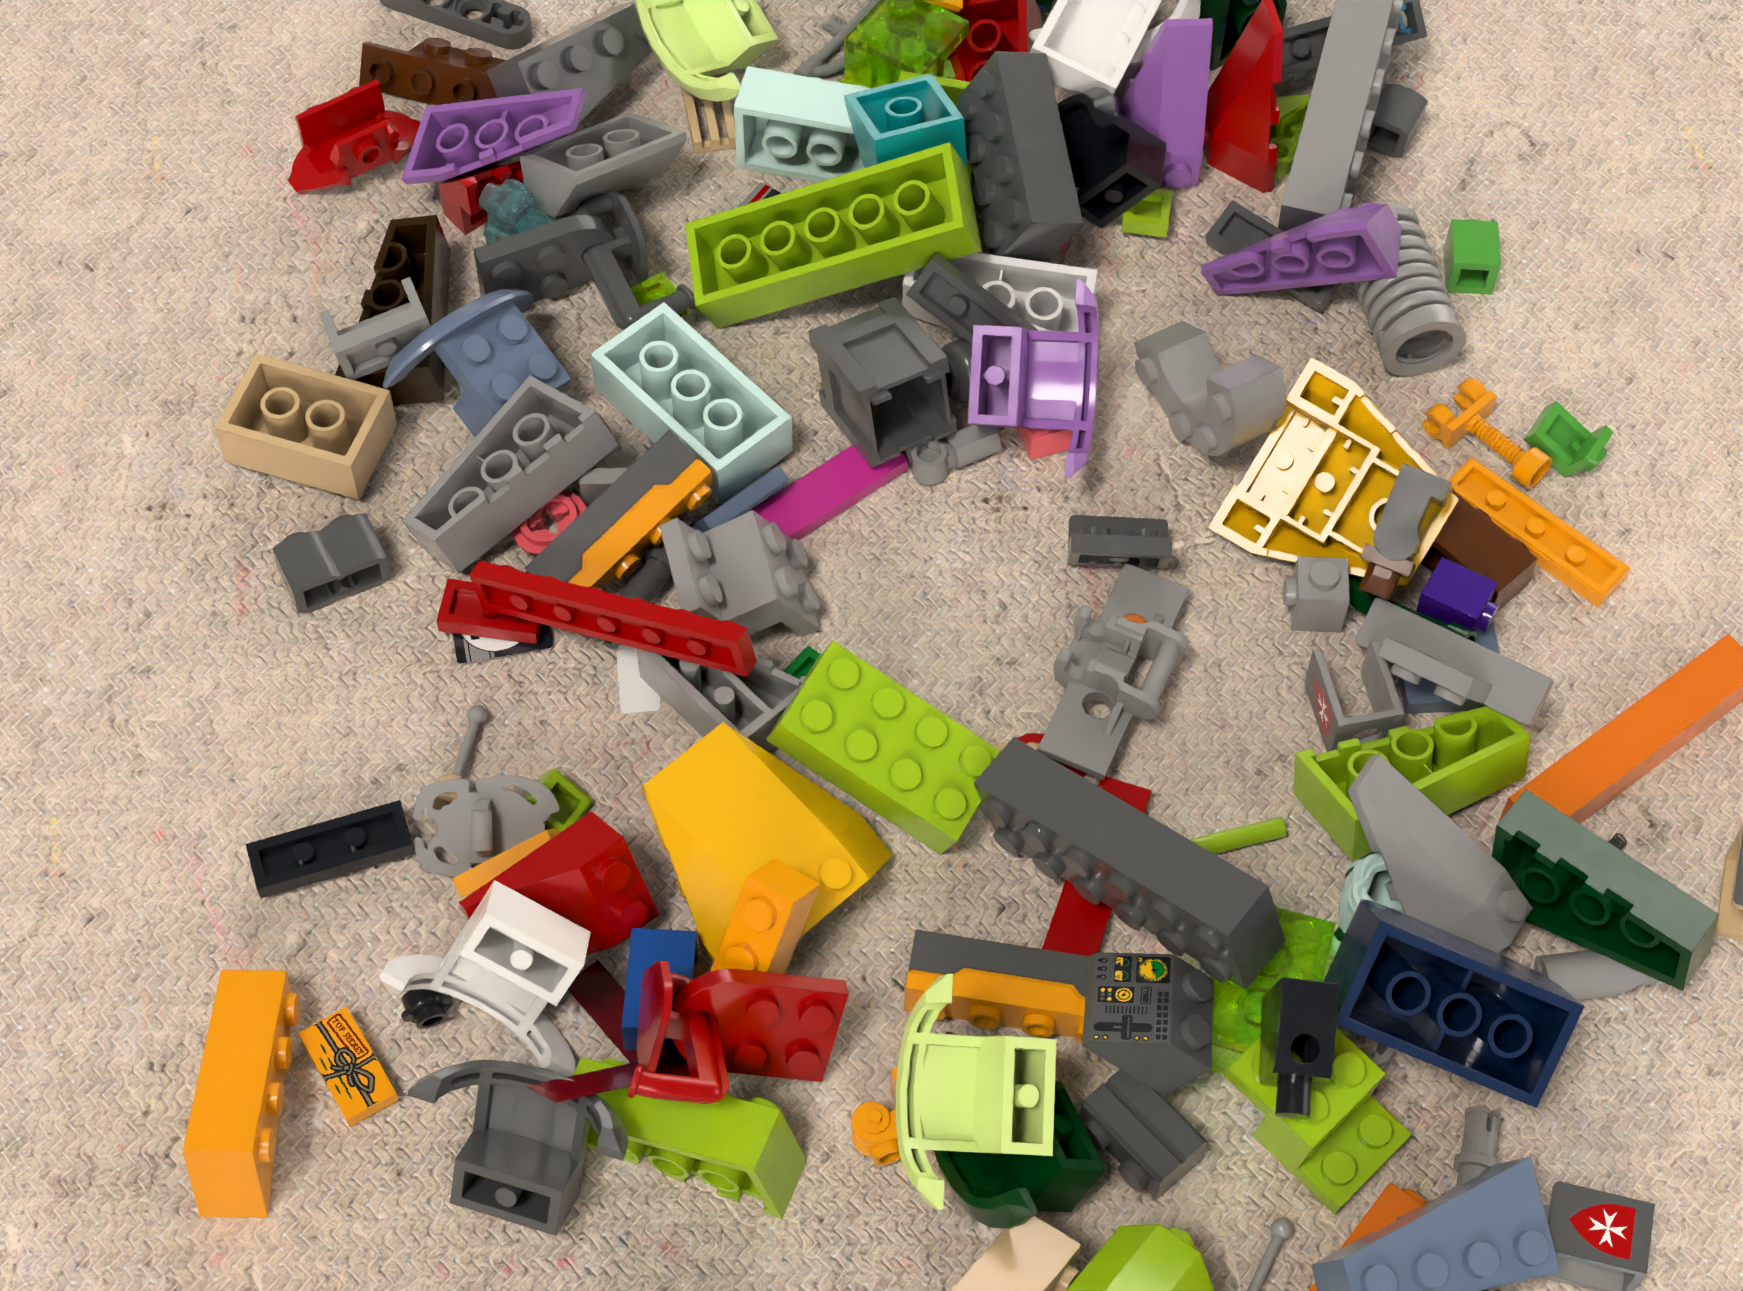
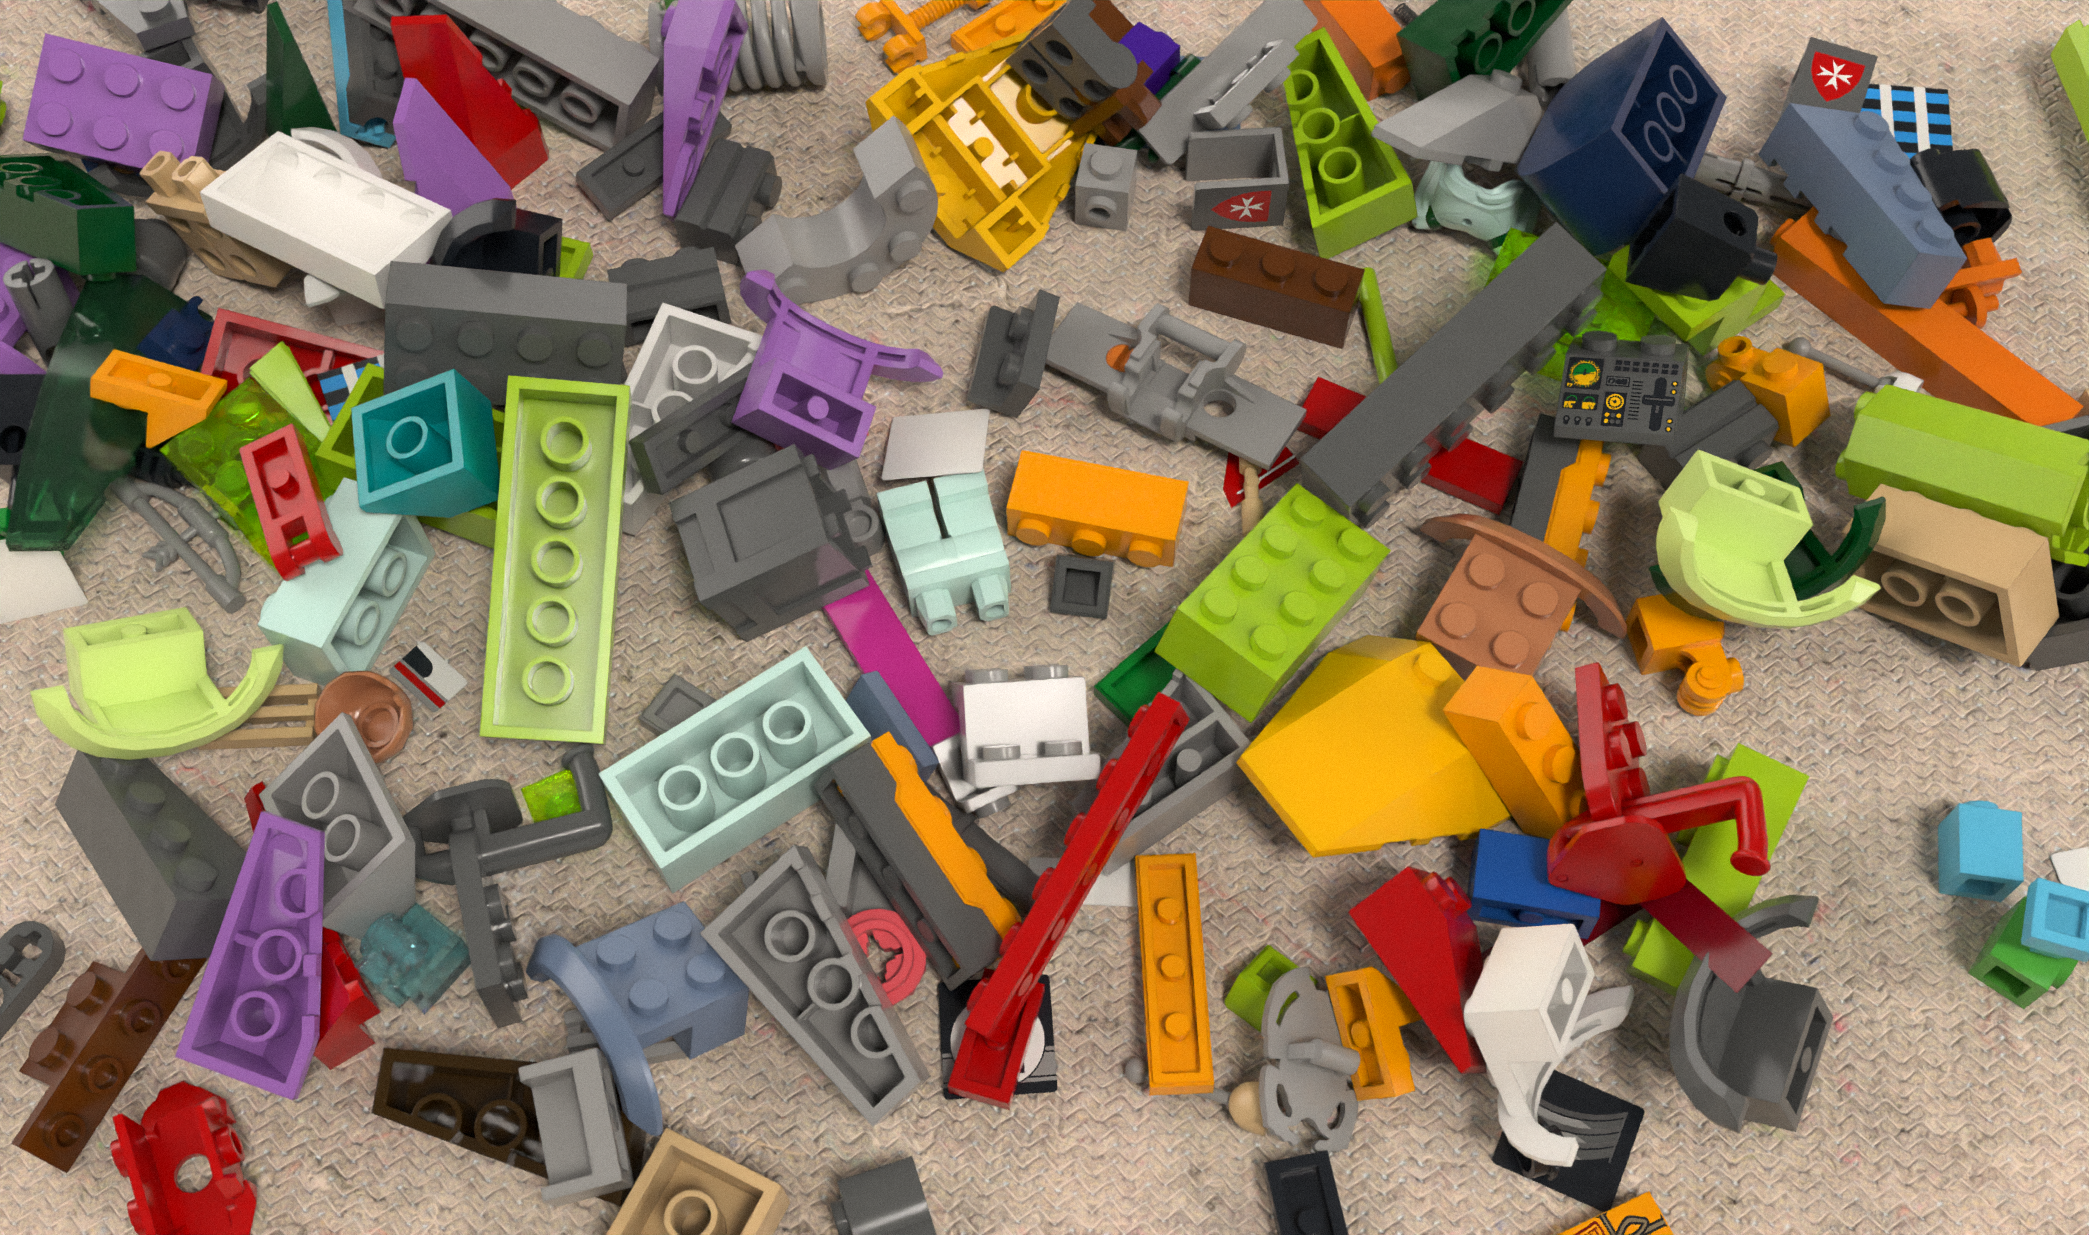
camera: 80 degrees left, 5 degrees up
(461, 1038) = (1605, 1136): none -> black sticker
(557, 727) = (1173, 975): none -> light orange tile
(708, 166) = (376, 706): none -> nougat hair
(753, 362) = (673, 705): none -> light grey tile
(846, 57) = (289, 501): none -> plate
(909, 630) = (1082, 585): none -> dark grey slope
(913, 934) = (1507, 597): none -> nougat piece
(917, 522) = (951, 570): none -> light aqua hips
(969, 50) = (284, 381): none -> lime slope
(973, 626) = (1096, 509): none -> light orange brick
(1017, 498) = (936, 444): none -> white sticker
(1131, 290) = (683, 280): none -> dark grey brick
(1210, 1183) = (1780, 380): none -> light orange brick
(1237, 742) = (1275, 287): none -> reddish brown brick
(1239, 314) = (728, 198): none -> dark grey brick

